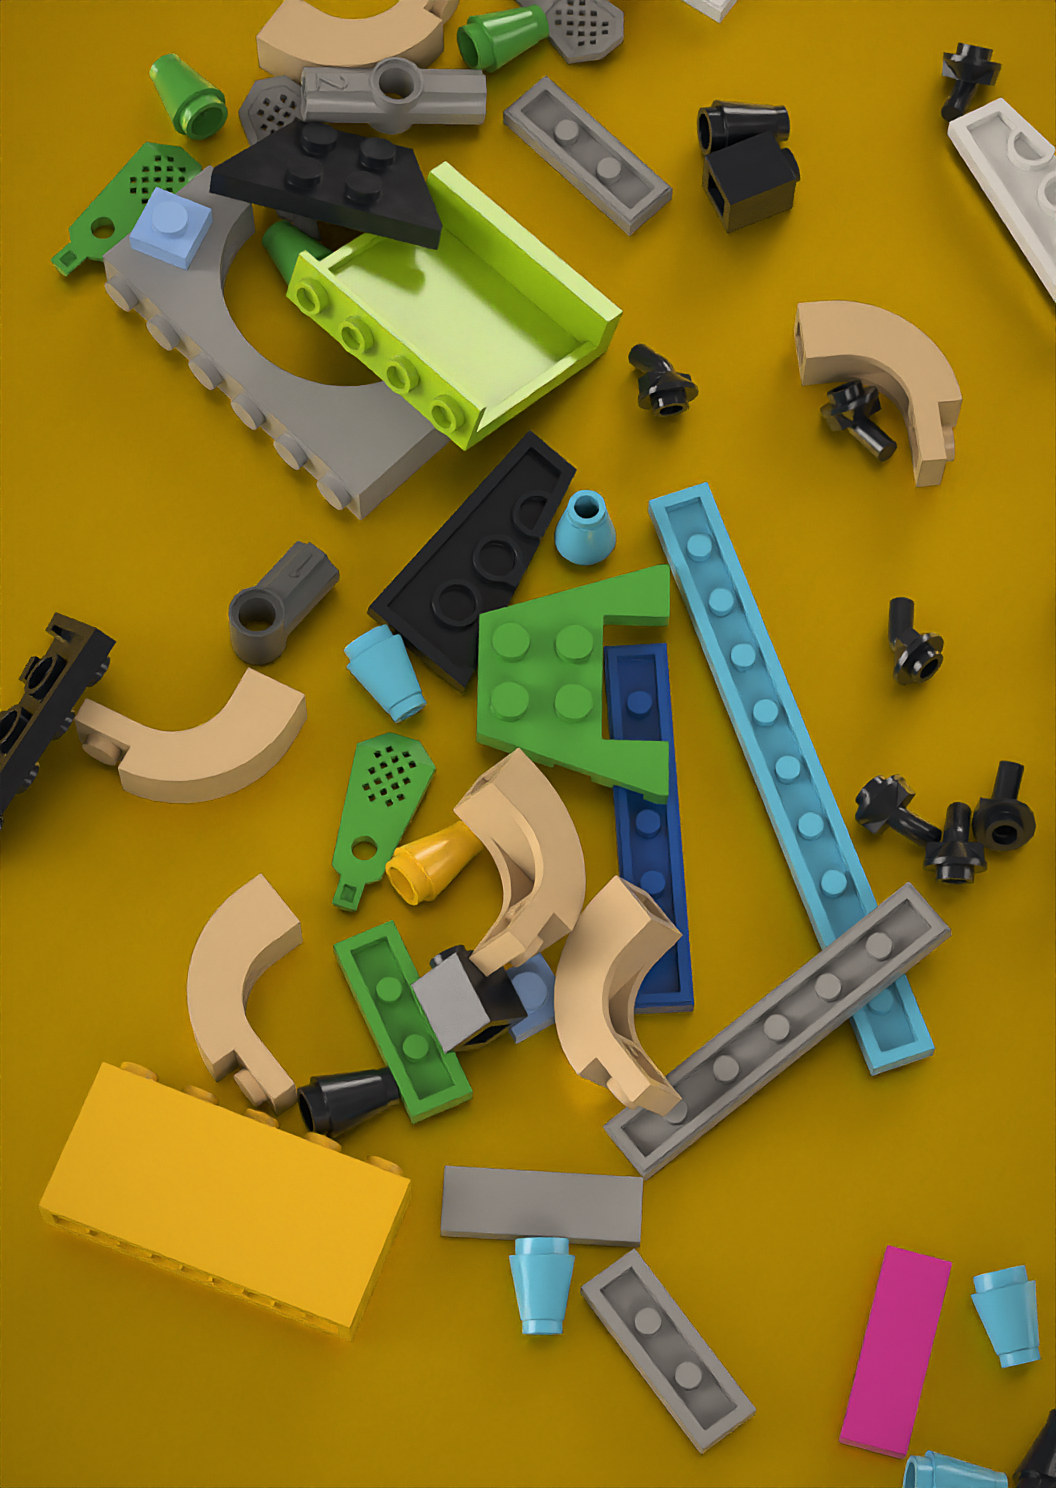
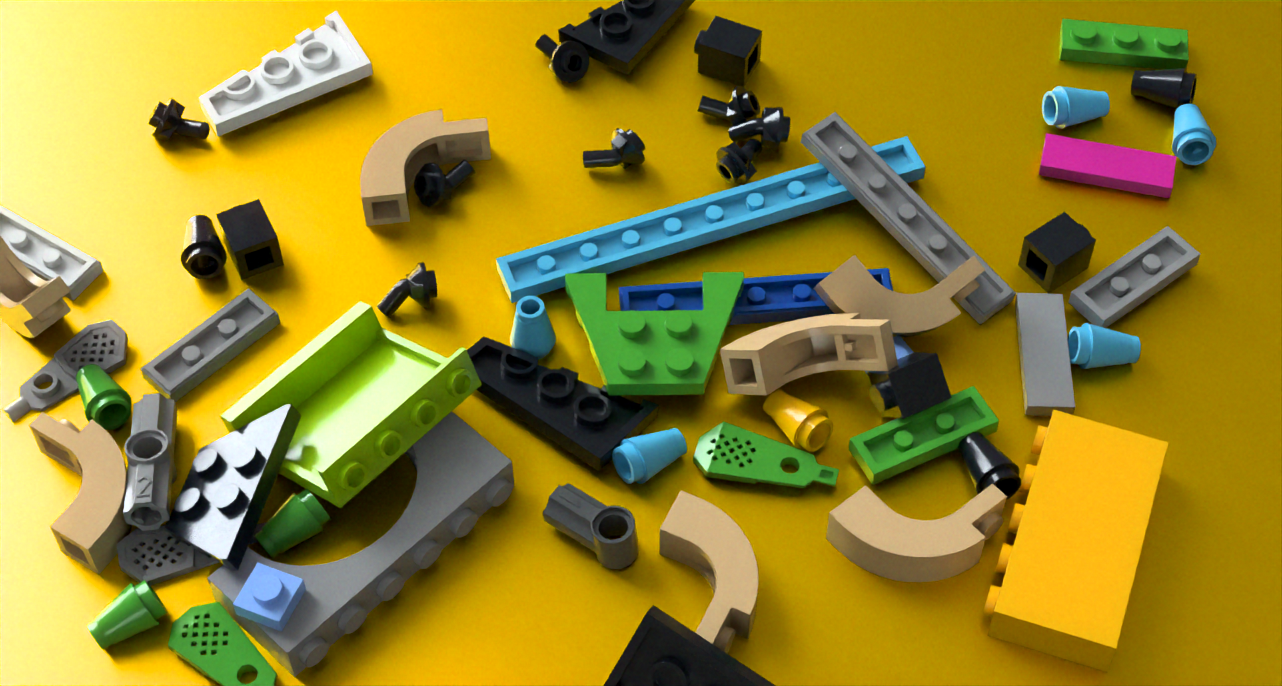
camera: 90 degrees left, 15 degrees down
(713, 1242) = (1056, 252): none -> black brick

